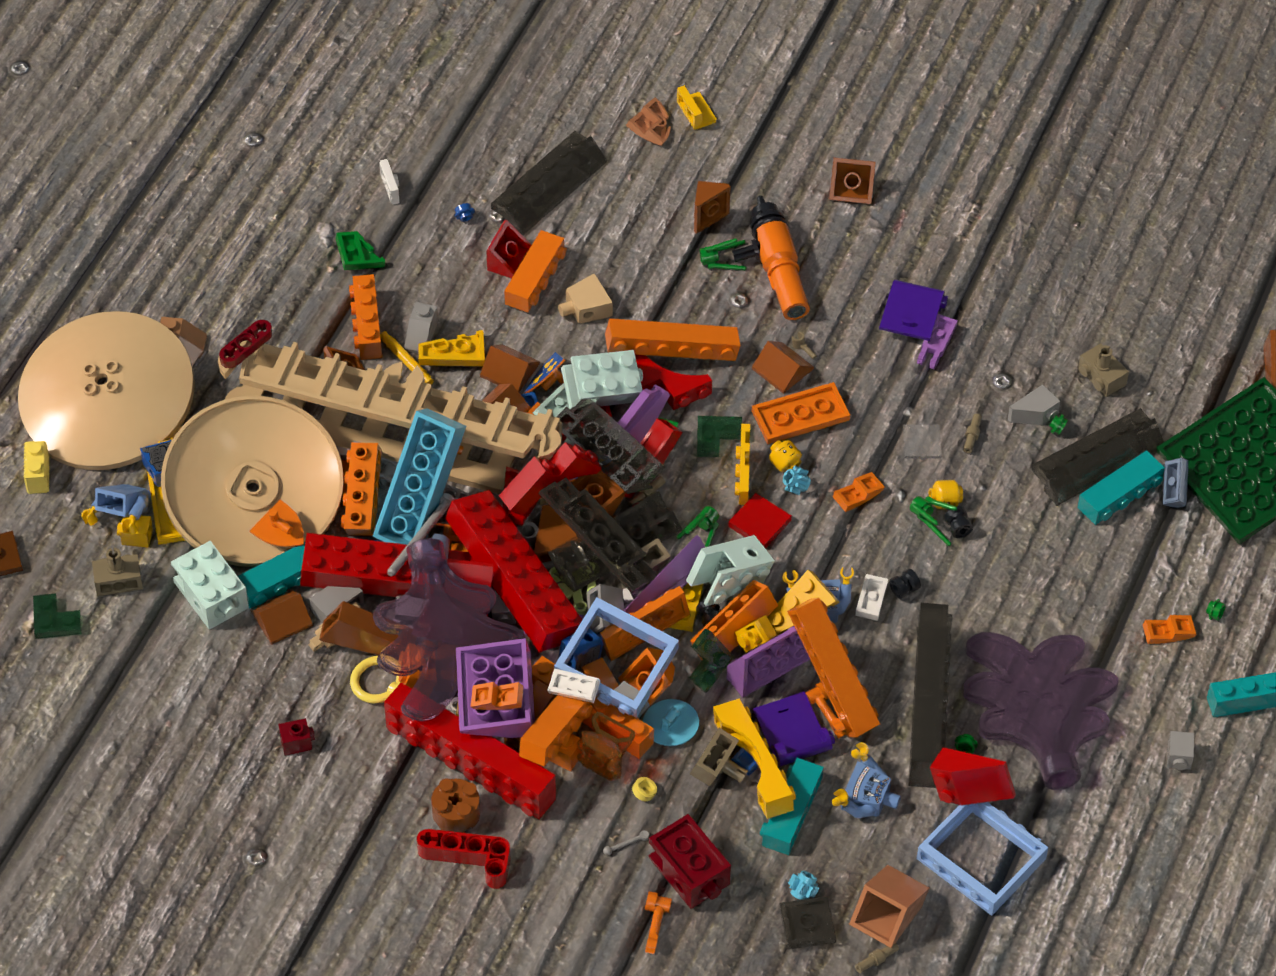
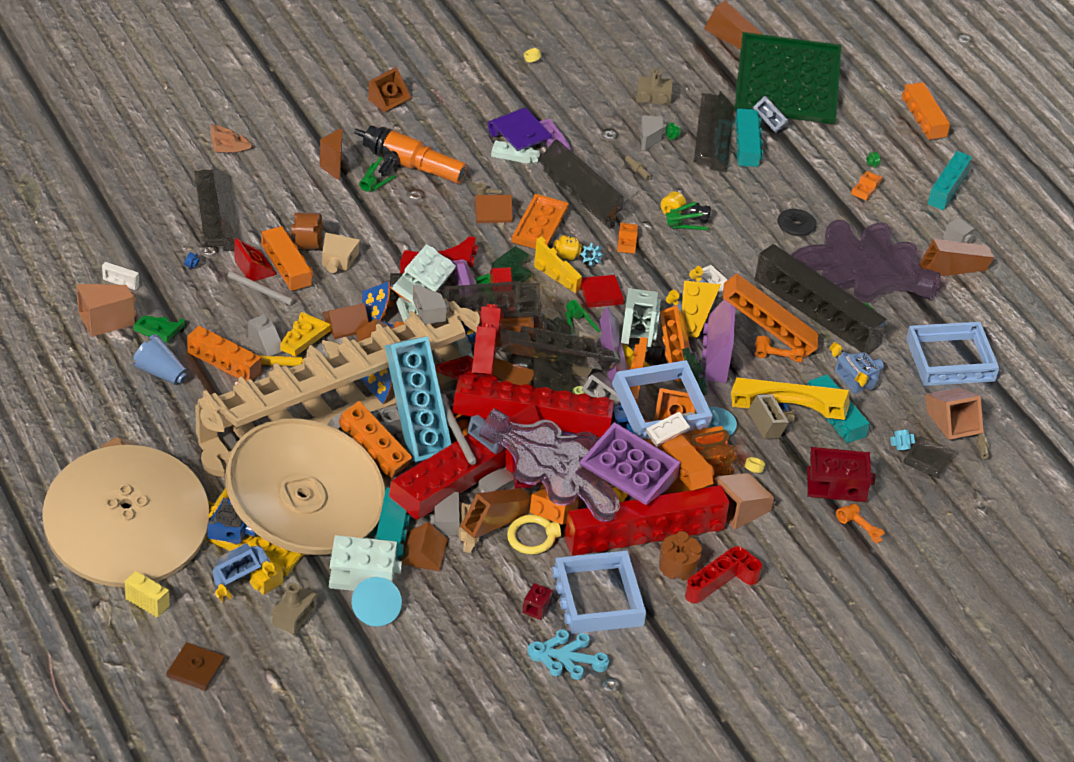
camera: 55 degrees left, 10 degrees down
(50, 622) = (288, 672): clear green plate -> none
(179, 624) = (376, 601): none -> medium azure shield
(244, 352) = (210, 405): dark red beam -> none
(254, 799) = (542, 652): none -> medium azure plant
(280, 527) = (359, 497): orange shield -> none
(309, 280) = (159, 361): none -> medium blue cone
(330, 200) = (105, 307): none -> nougat slope
(376, 799) = (604, 620): none -> light blue window
(485, 282) = (261, 288): none -> light grey bar
(494, 697) = (645, 464): orange slope -> none
(522, 405) = (429, 305): none -> light grey slope
(581, 804) = (746, 498): none -> nougat slope
(583, 258) = (308, 230): none -> dark orange brick
(644, 836) = (787, 489): light grey hinge -> none
(673, 339) = (424, 231): orange brick -> none
(695, 108) = (240, 116): yellow panel -> none
(755, 634) = (703, 334): yellow slope -> none
(792, 729) = (779, 370): dark purple door -> none
(879, 406) = (582, 183): none -> clear smoke slope
(887, 340) = (507, 151): none -> light aqua hinge
(905, 583) = (721, 260): black wheel -> none
(970, 778) = (910, 313): red slope -> none
(1041, 619) = (786, 223): none -> black wheel
(1042, 245) = (532, 55): none -> light yellow tile
(1132, 771) = (956, 257): none -> dark orange slope

